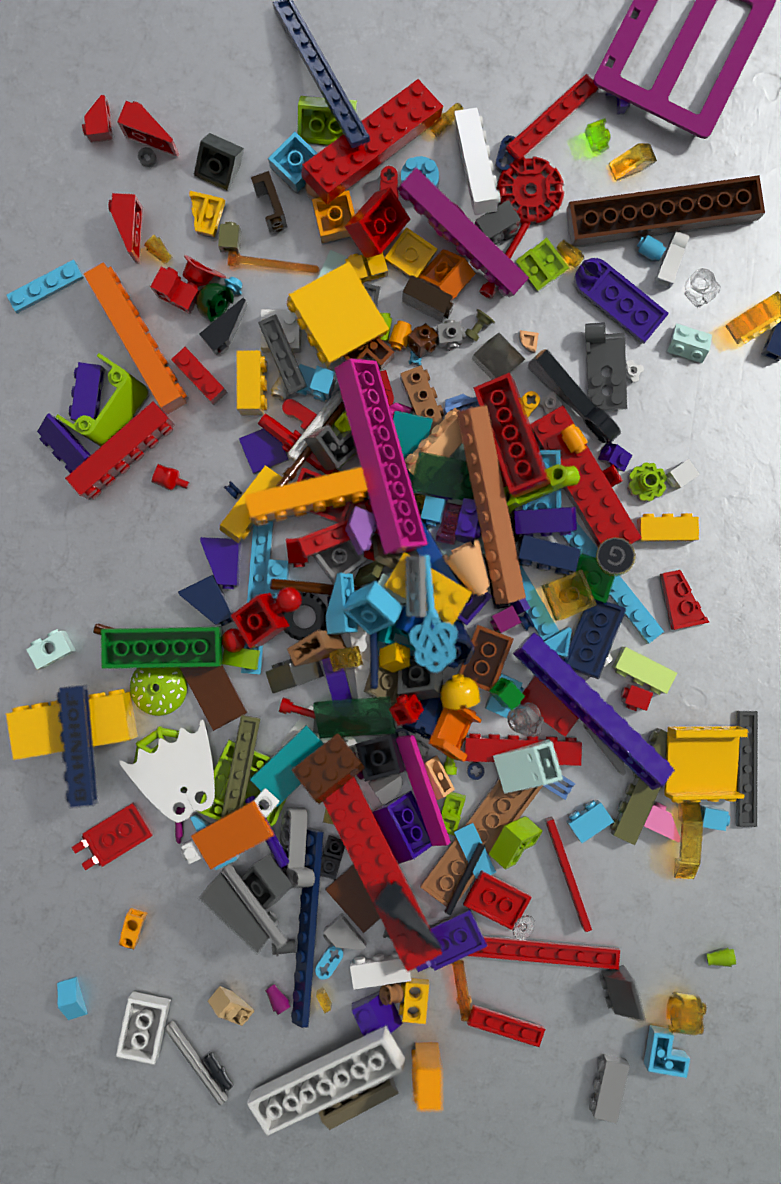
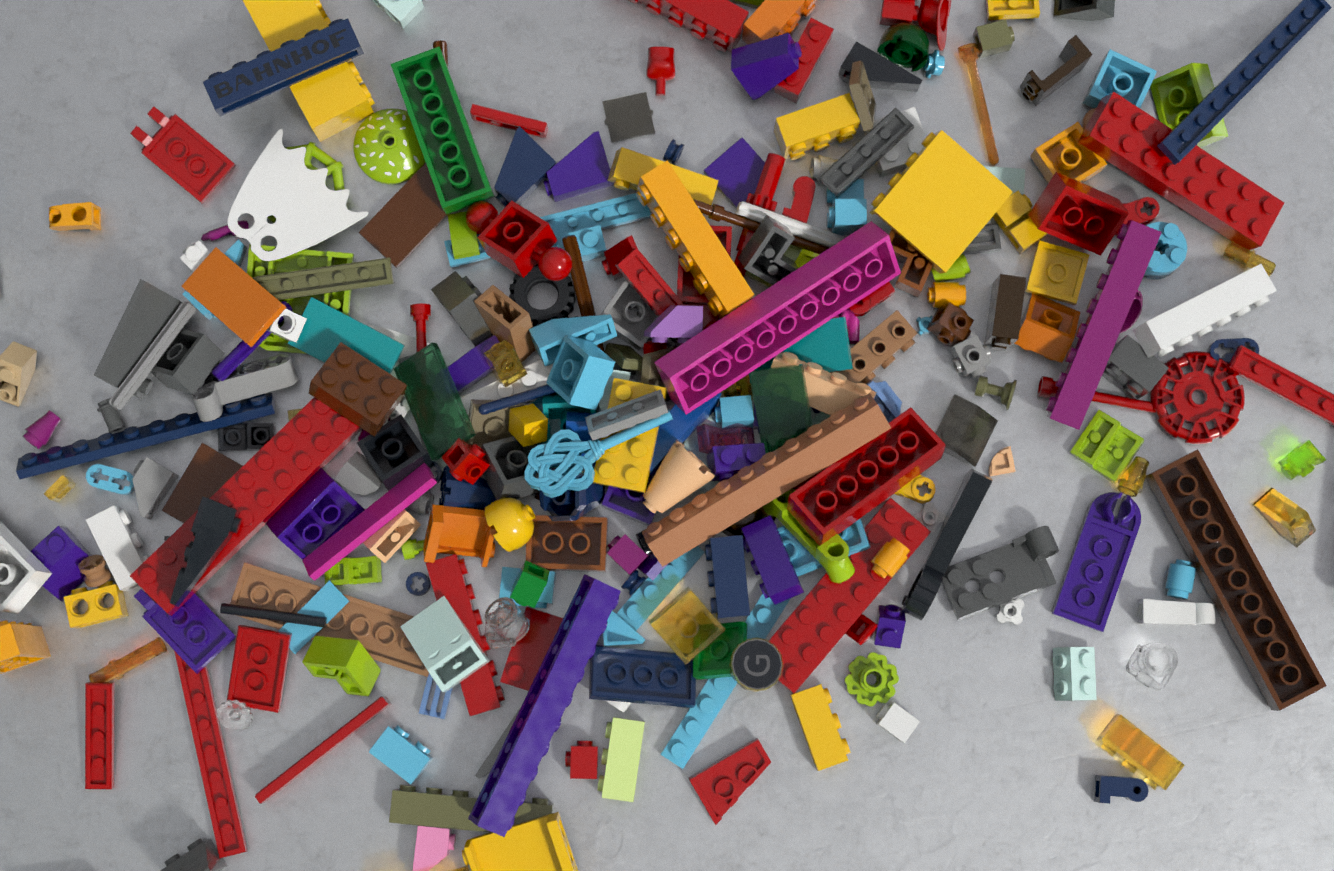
camera: 75 degrees right, 5 degrees down
(170, 598) = (508, 120): none -> red tile
(194, 402) = (765, 63): none -> dark purple slope
(196, 513) = (628, 117): none -> clear smoke piece
(241, 342) = (862, 95): none -> dark tan tile

